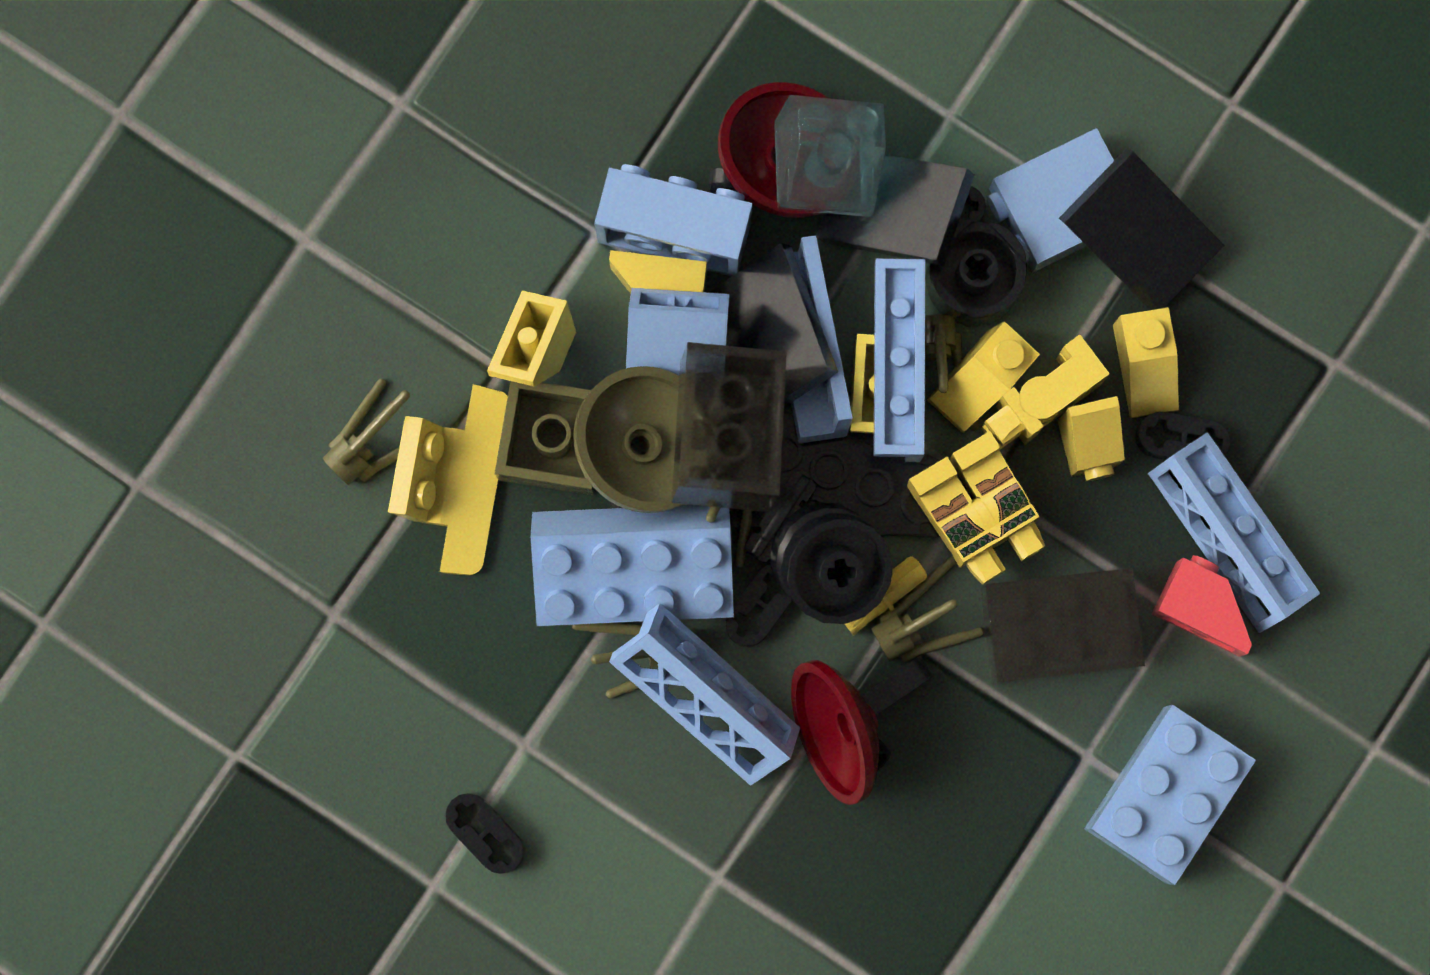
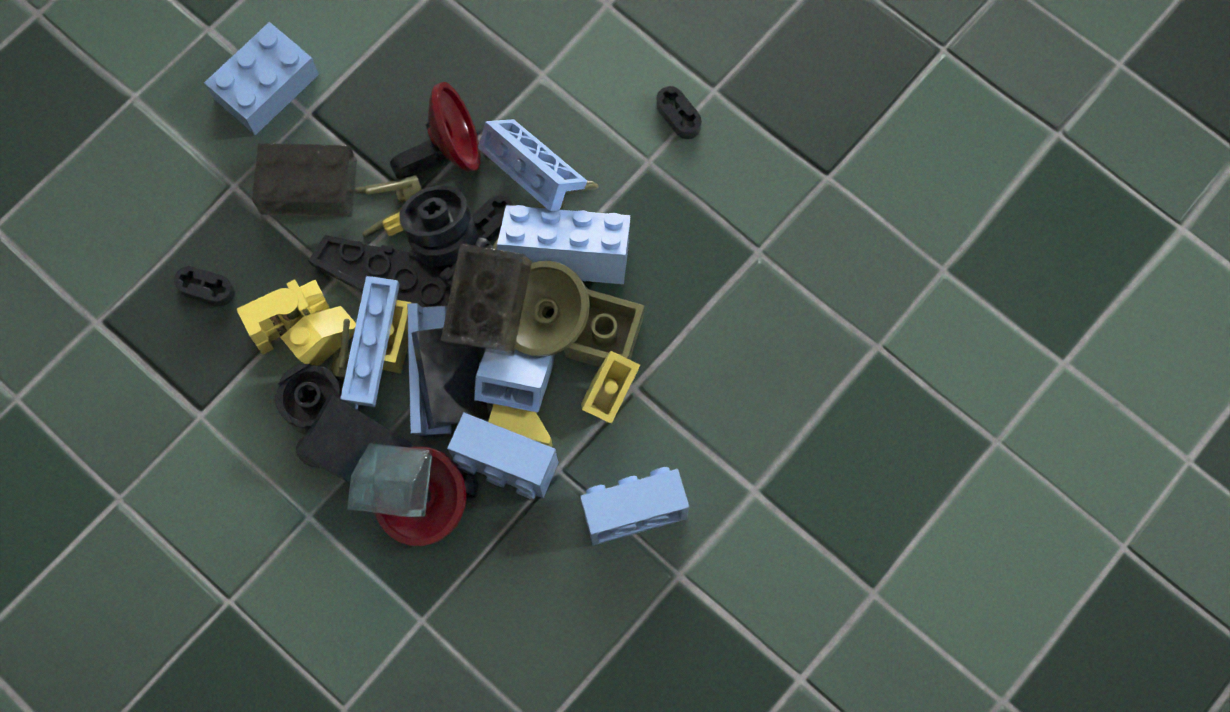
camera: 170 degrees left, 10 degrees down
(349, 453) = (734, 341): olive plant -> none
(451, 478) = (672, 320): light yellow plate -> none
(473, 174) = (634, 505): none -> light blue brick
(995, 514) = (336, 239): light yellow hips -> none
(1042, 190) = (244, 443): light blue brick -> none
(1093, 438) = (257, 282): light yellow slope -> none
(1141, 230) = (196, 409): black tile -> none
(1148, 361) = (213, 335): light yellow slope -> none
(1203, 605) = (216, 183): coral slope -> none
(1236, 531) = (185, 220): light blue fence -> none

